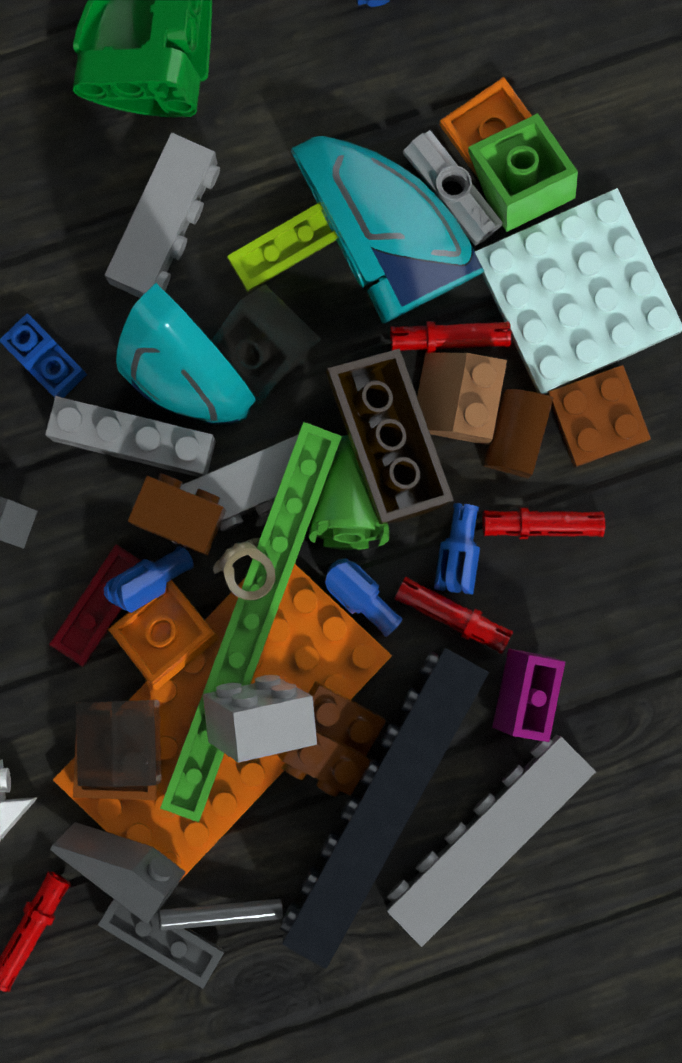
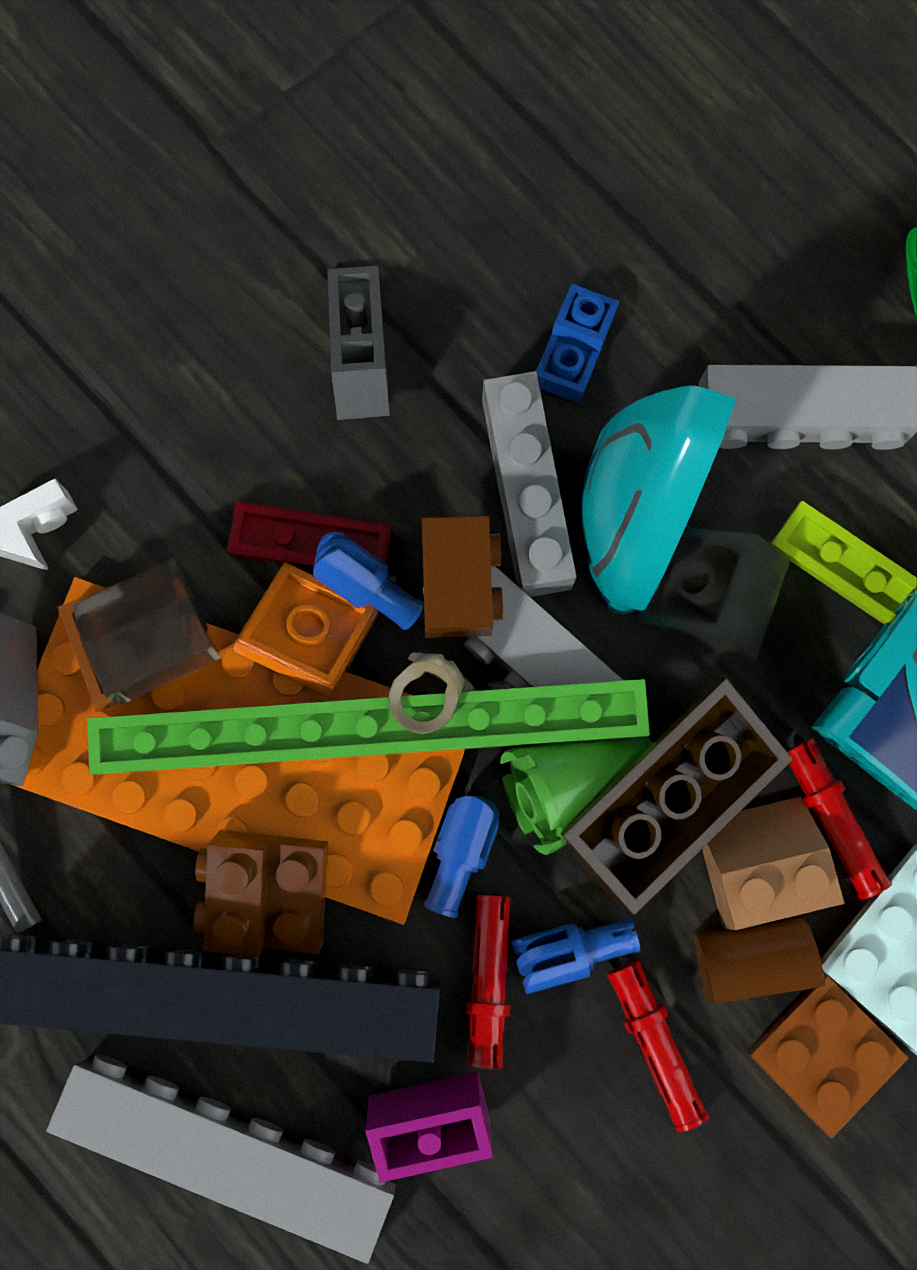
camera: 65 degrees right, 5 degrees down
(259, 718) = (245, 791): light grey brick -> none

